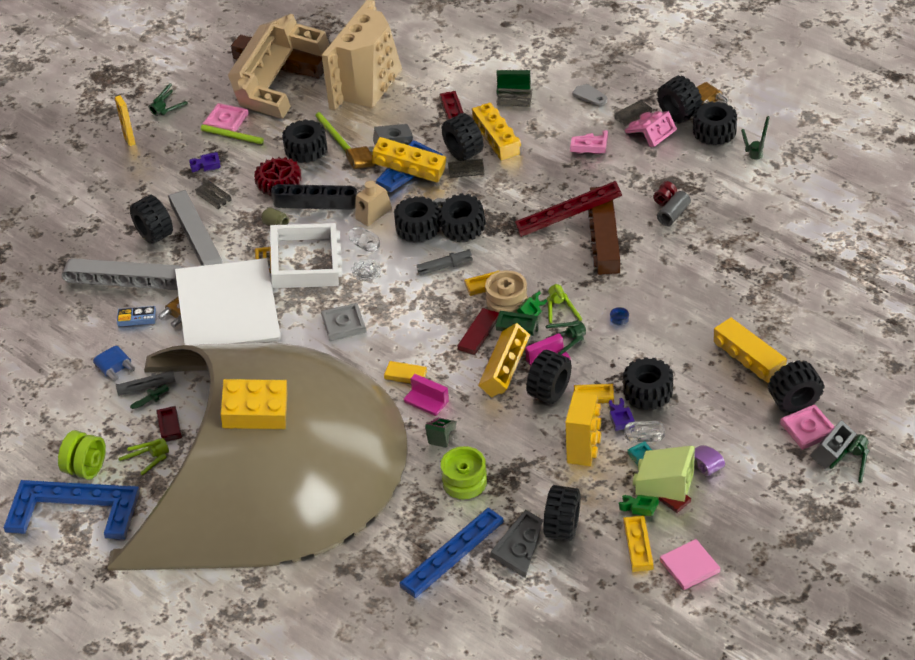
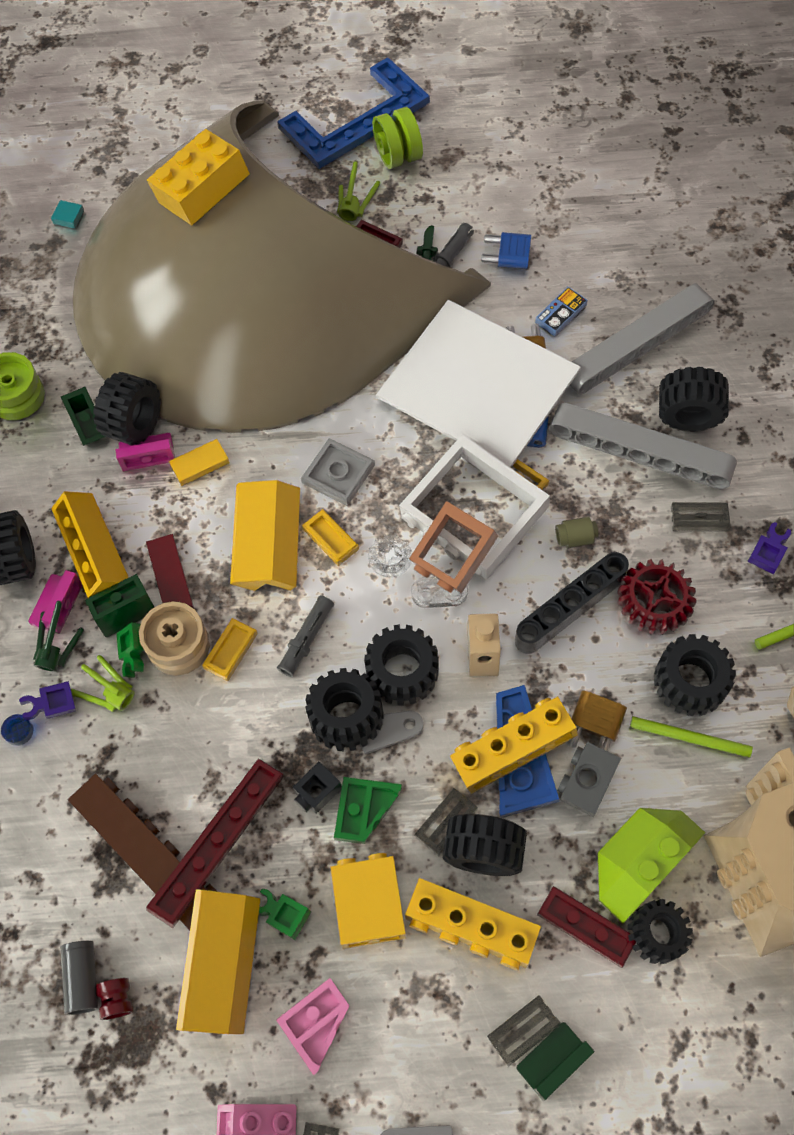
camera: 135 degrees right, 20 degrees up
(316, 578) = (67, 214): none -> teal tile
(340, 242) = (487, 539): none -> nougat window
(383, 296) = (330, 537): none -> yellow tile
(404, 107) = (642, 857): none -> lime wedge
(413, 312) = (265, 535): none -> yellow slope
(415, 401) = (127, 408): none -> black tyre
(429, 87) = (674, 922): none -> black tyre
(495, 189) = (362, 808): none -> green wing
(506, 204) = (319, 778): none -> black brick
(527, 159) = (367, 901): none -> yellow panel
(567, 177) = (285, 914): none -> green plate
(590, 310) = (54, 701): none -> dark purple plate
(609, 169) = (218, 963): none -> yellow slope

